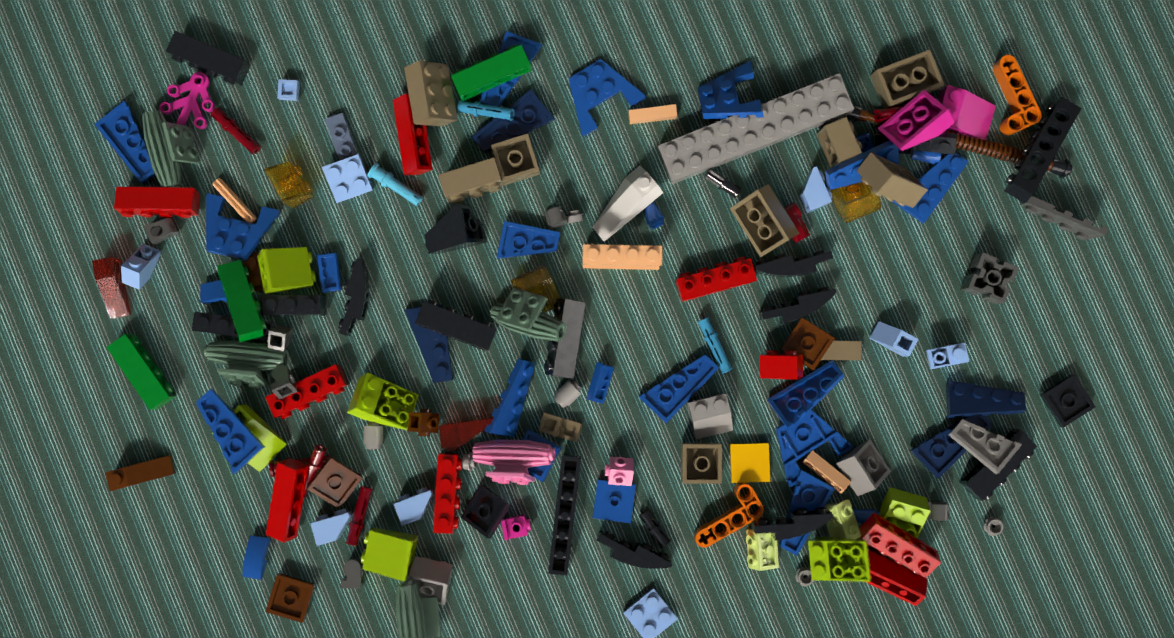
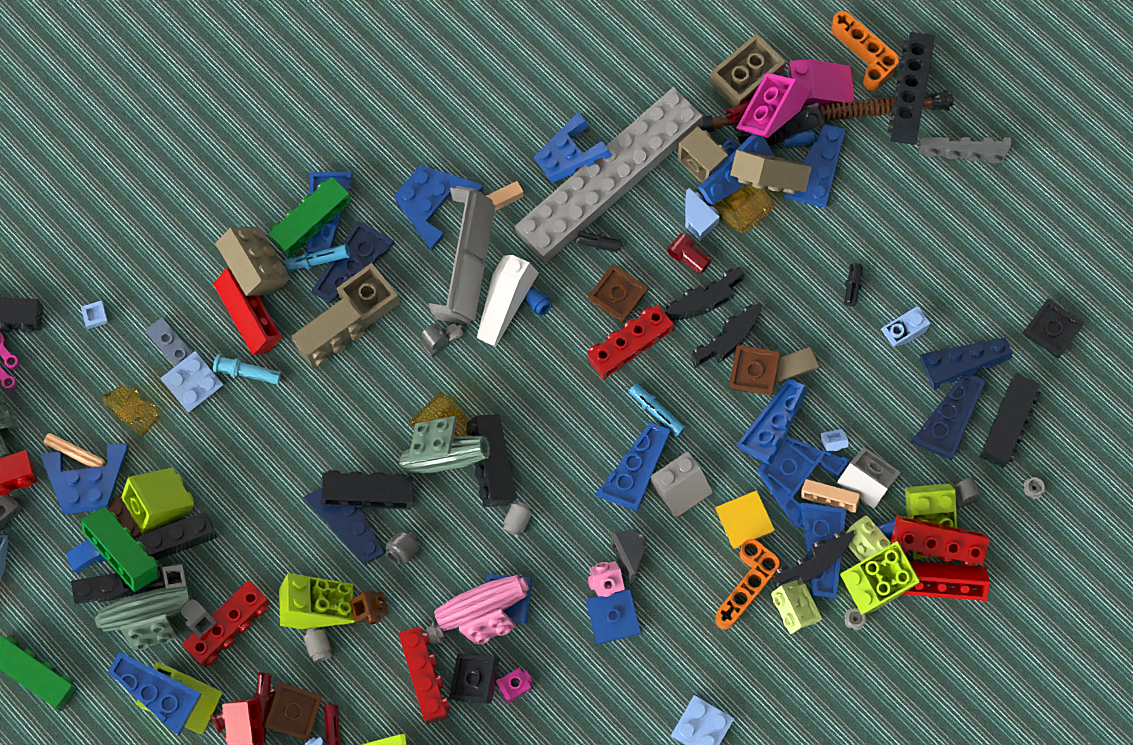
camera: 20 degrees left, 15 degrees down
(229, 124) = (47, 376): dark red pin -> none
(329, 272) = (206, 488): blue plate -> none
(358, 289) = (244, 496): black slope -> none
(413, 507) = (392, 705): light blue slope -> none
(455, 231) = (329, 393): black slope -> none
(459, 433) = (414, 605): clear red slope -> none
(467, 382) = (402, 547): none -> dark grey head
(513, 398) = (460, 554): blue wing -> none
(526, 240) = (410, 376): blue wing -> none
(560, 427) = (523, 559): dark tan slope -> none
(564, 514) = (563, 648): black brick -> none
(600, 383) = (548, 494): blue plate -> none
(612, 155) = (470, 253): none -> light grey piece
(622, 257) = (519, 351): light nougat window -> none
(640, 556) = (666, 664): black slope -> none
(647, 457) = (629, 551): none -> dark grey slope
(654, 528) = (669, 628): black pin -> none
(701, 463) = (690, 536): dark tan brick -> none
(721, 234) = (618, 293): none -> reddish brown plate
(764, 220) = (656, 260): dark tan brick -> none
(781, 365) = (735, 401): red brick -> none
(848, 426) = (834, 440): none -> light blue plate
(893, 339) = (843, 332): light blue slope -> none
(918, 300) = (853, 284): none -> black axle
(987, 447) = (990, 404): light grey wing -> none
(999, 274) = (926, 240): dark grey brick -> none

